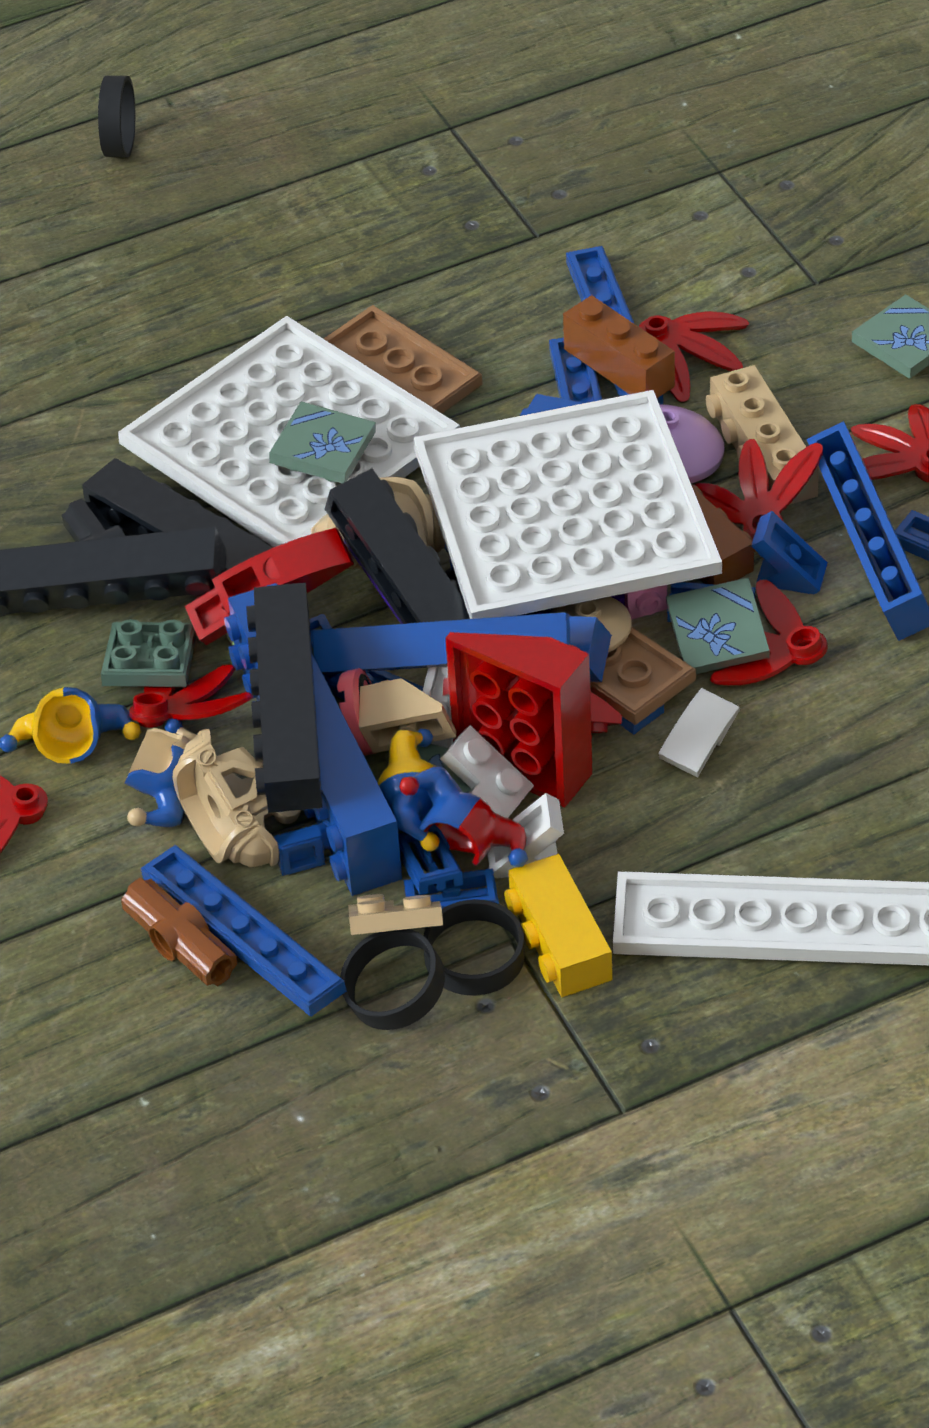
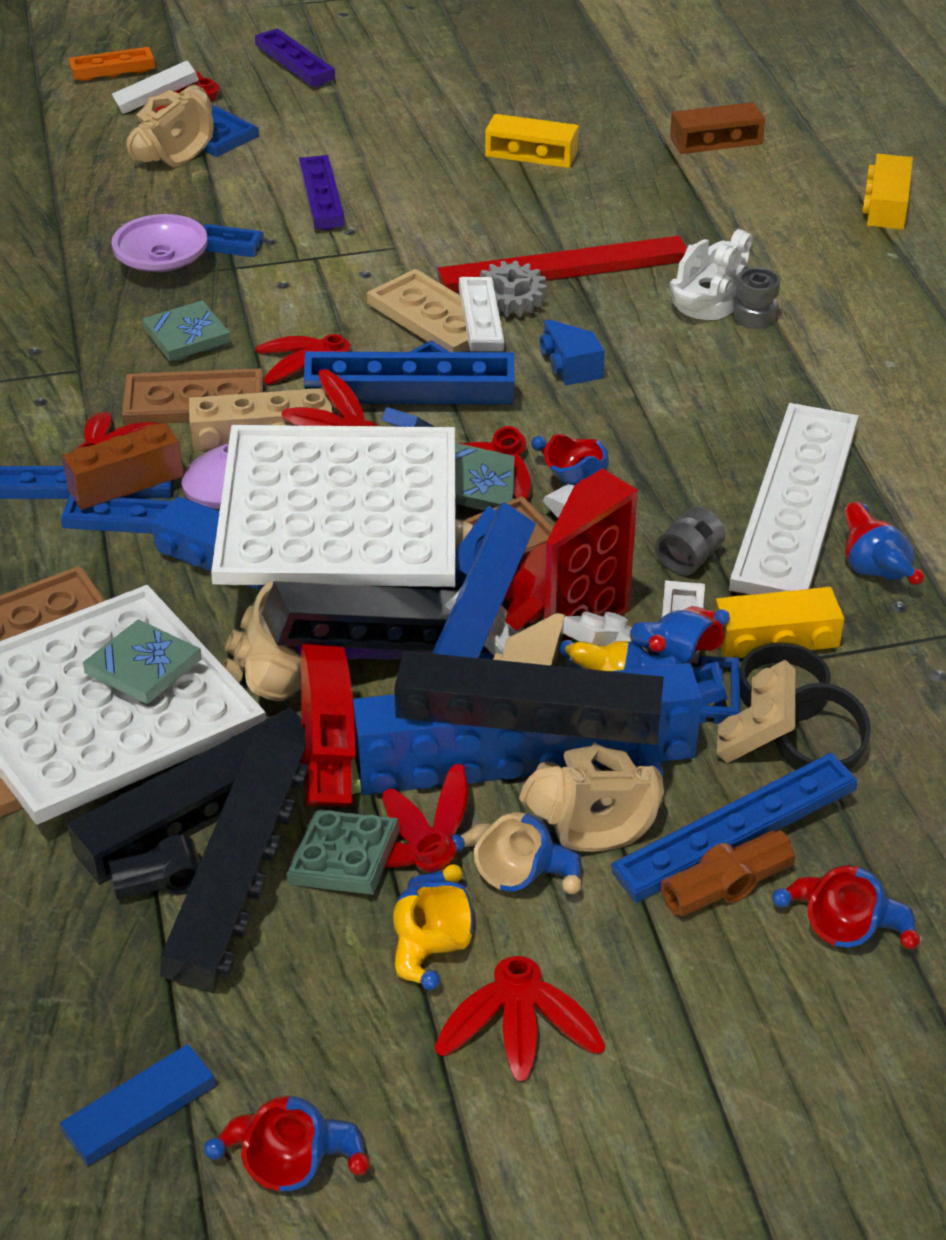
camera: 80 degrees left, 5 degrees down
(149, 1028) = (849, 907): none -> red piece
(656, 821) = (690, 541): none -> flat silver wheel
(721, 998) = (878, 547): none -> blue piece
(772, 706) = (572, 458): none -> piece
(800, 375) = (167, 394): none -> medium nougat tile

